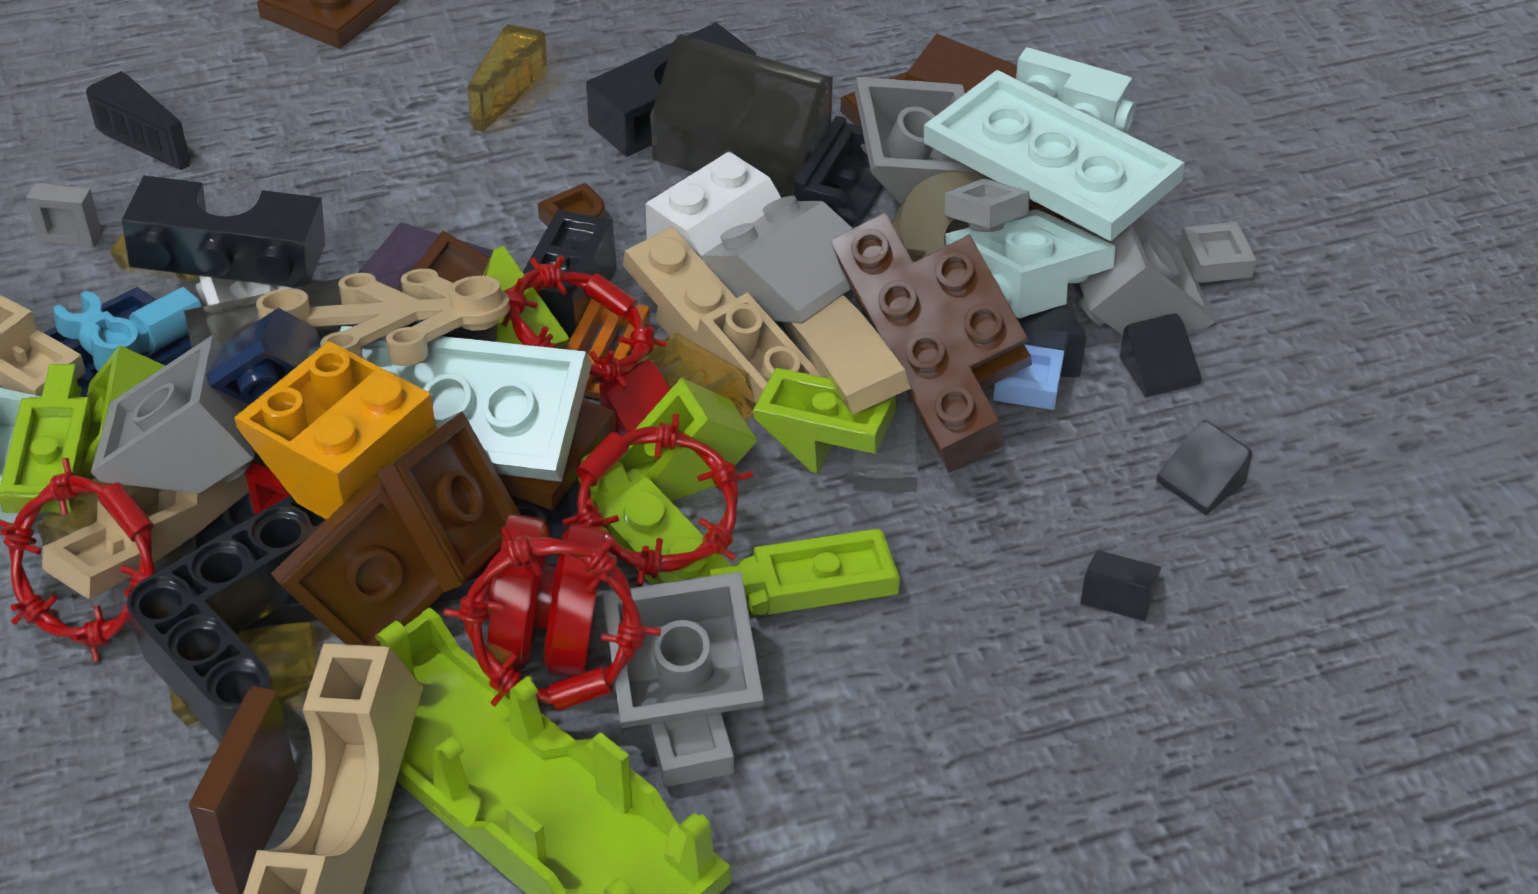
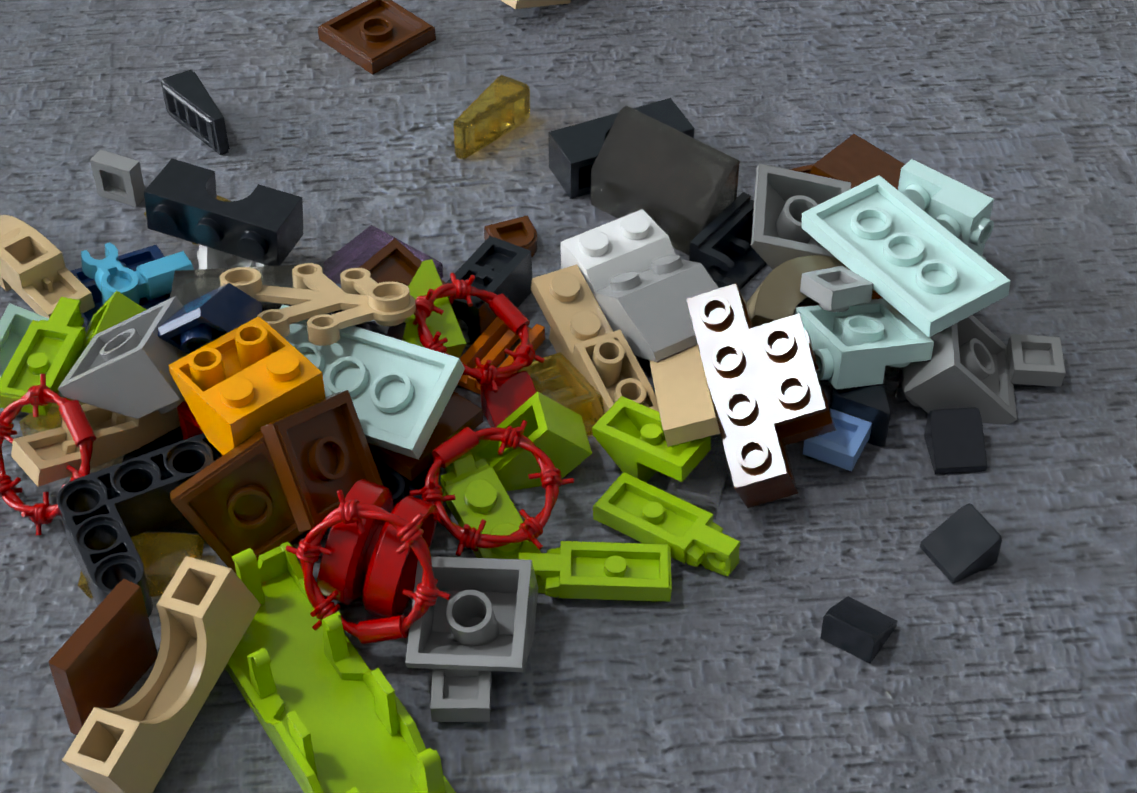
camera: 15 degrees right, 0 degrees up
(860, 500) = (665, 519): none -> lime hinge

